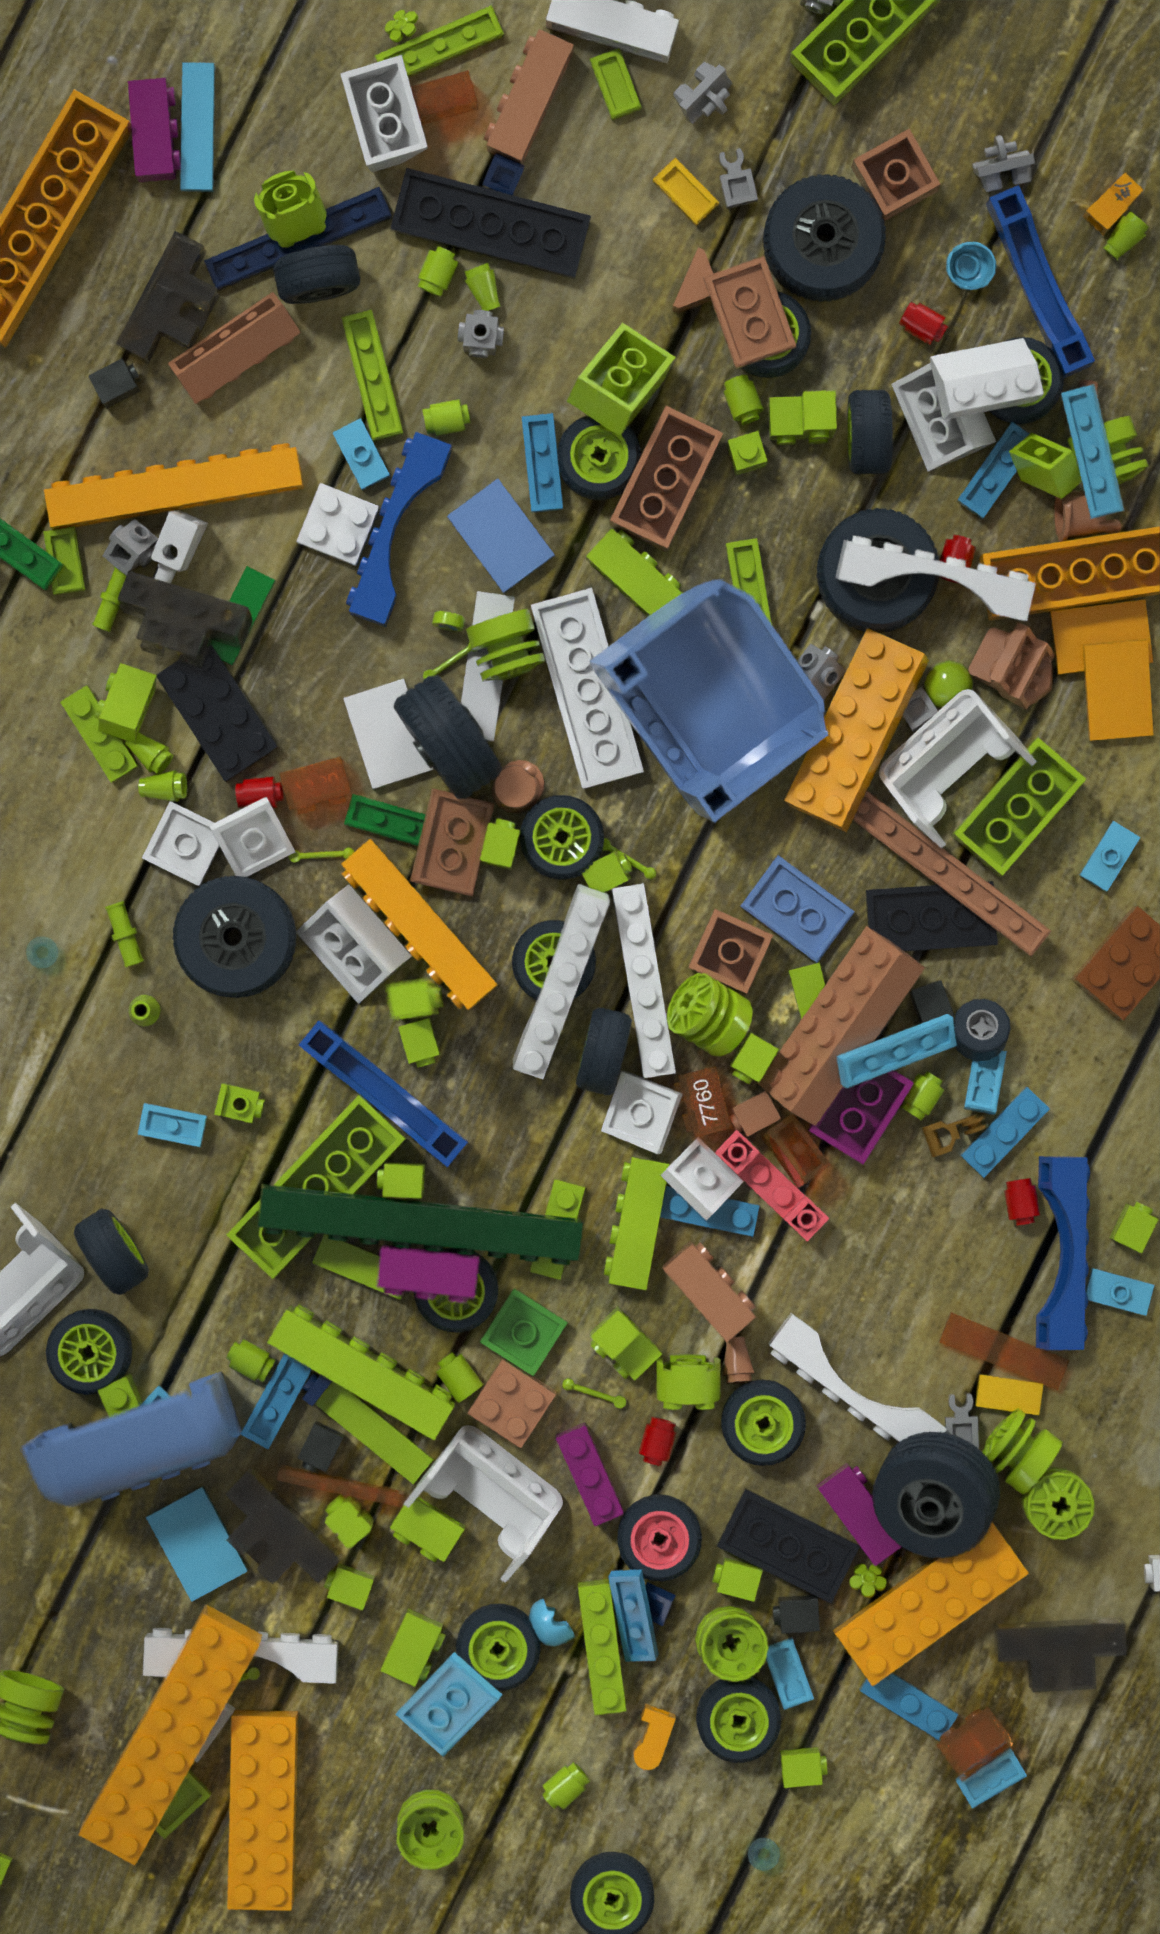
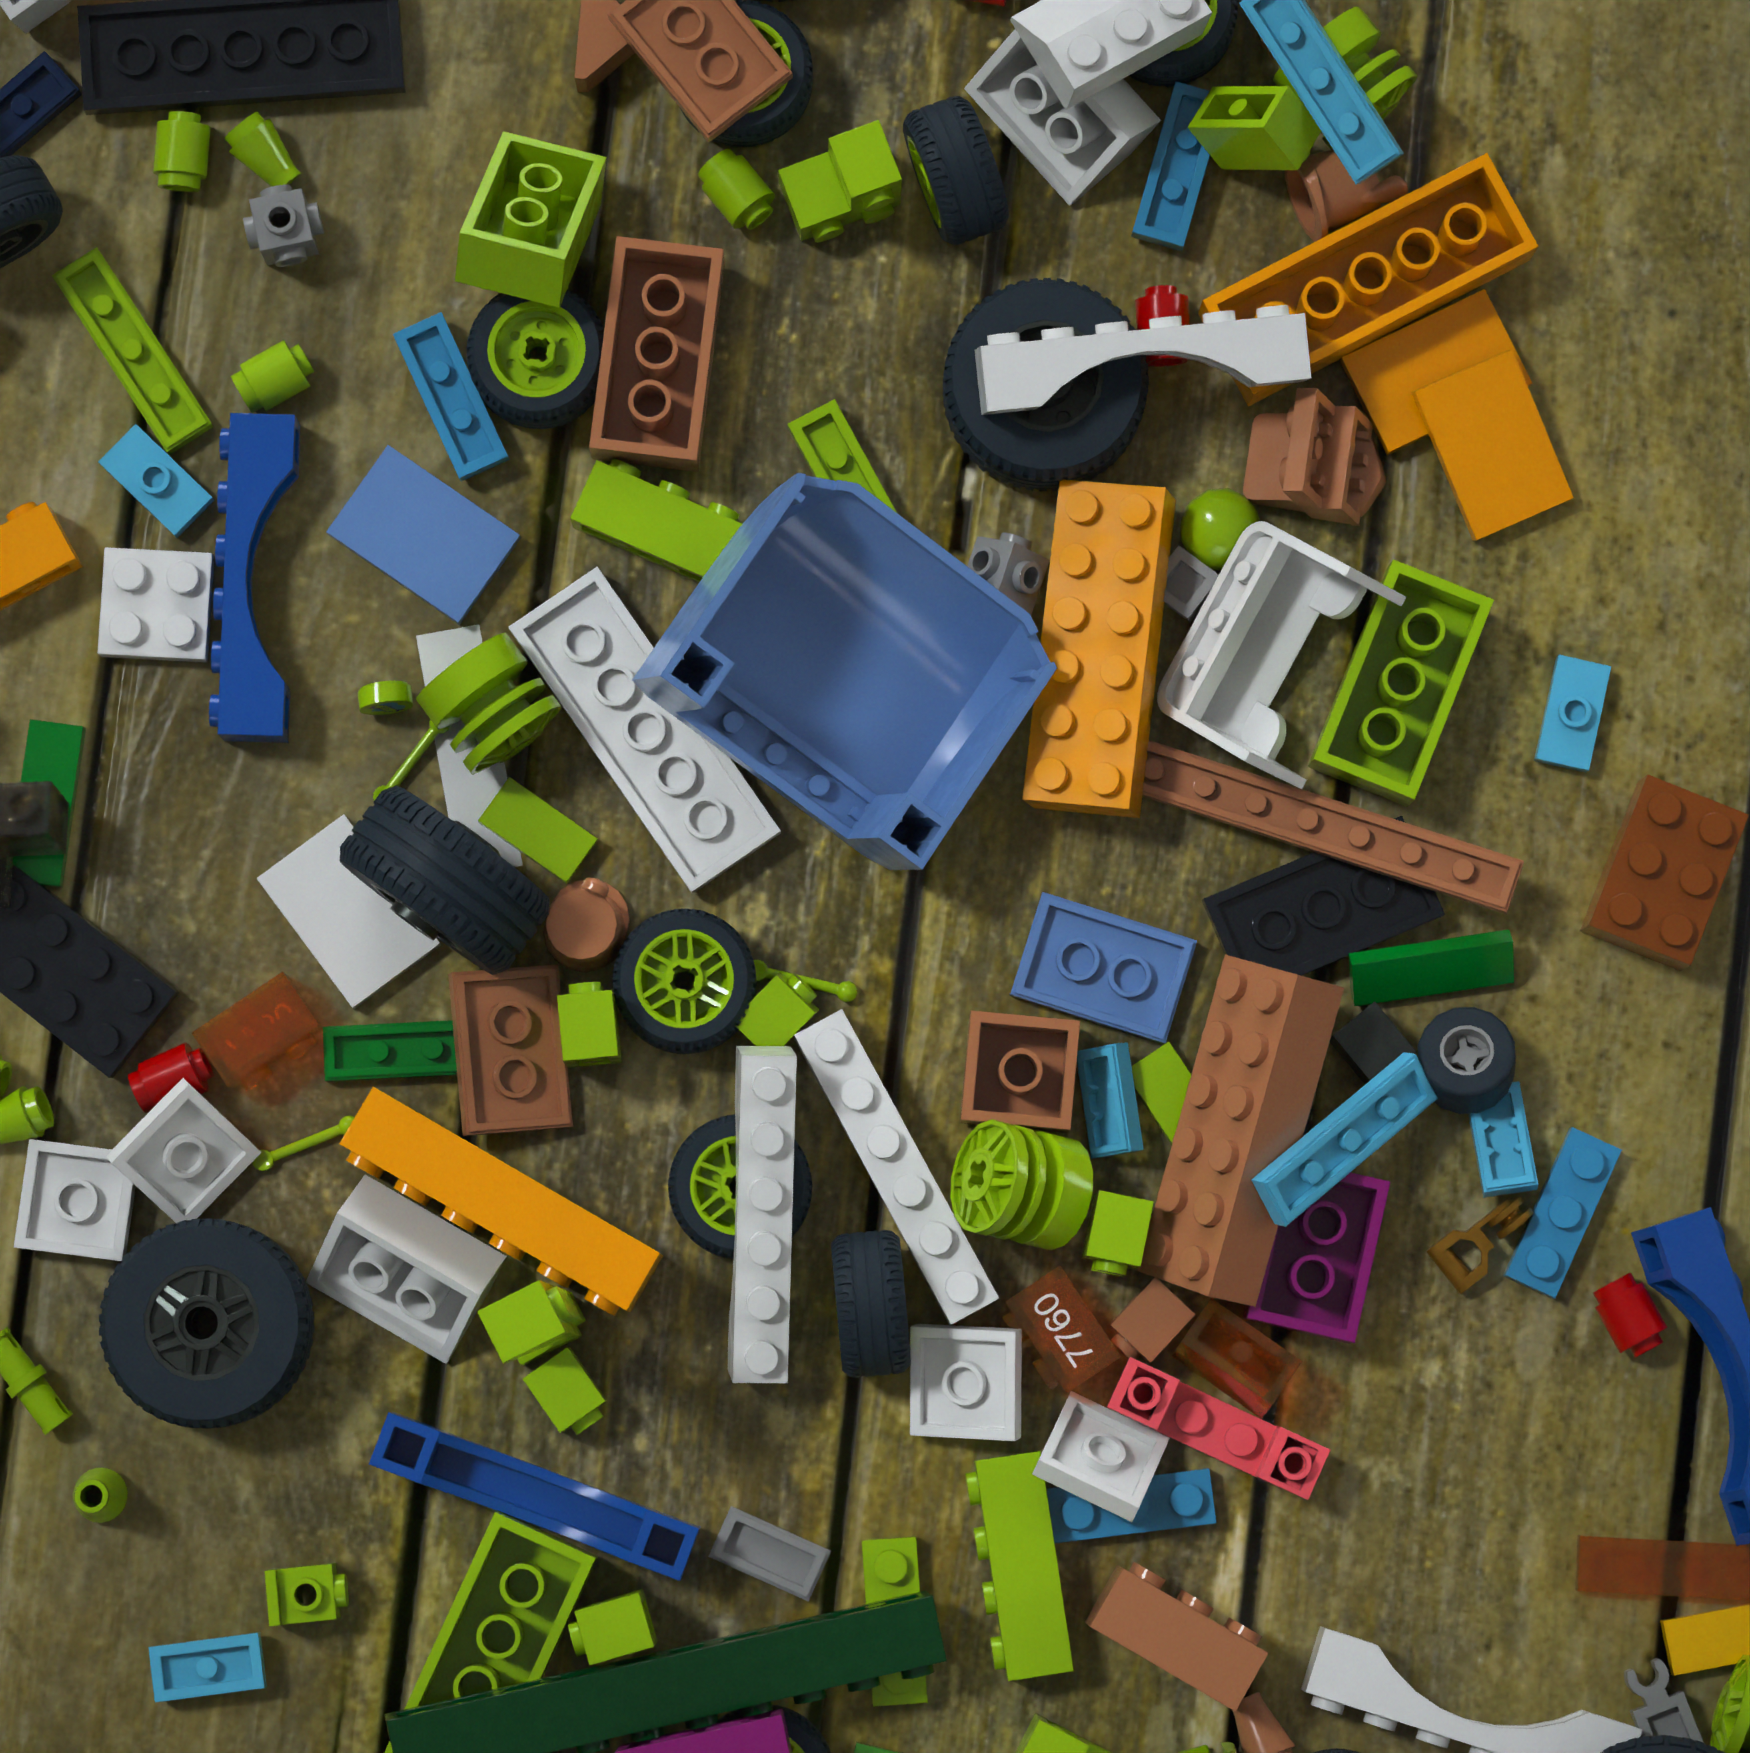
camera: 25 degrees left, 5 degrees down
(501, 1168) = (769, 1553): none -> light grey tile
(508, 724) = (537, 830): none -> lime tile
(746, 453) = (771, 271): lime brick -> none
(775, 984) = (1109, 1100): none -> medium azure plate
(923, 1095) = (1411, 1198): lime brick -> none
(980, 971) = (1431, 967): none -> green tile

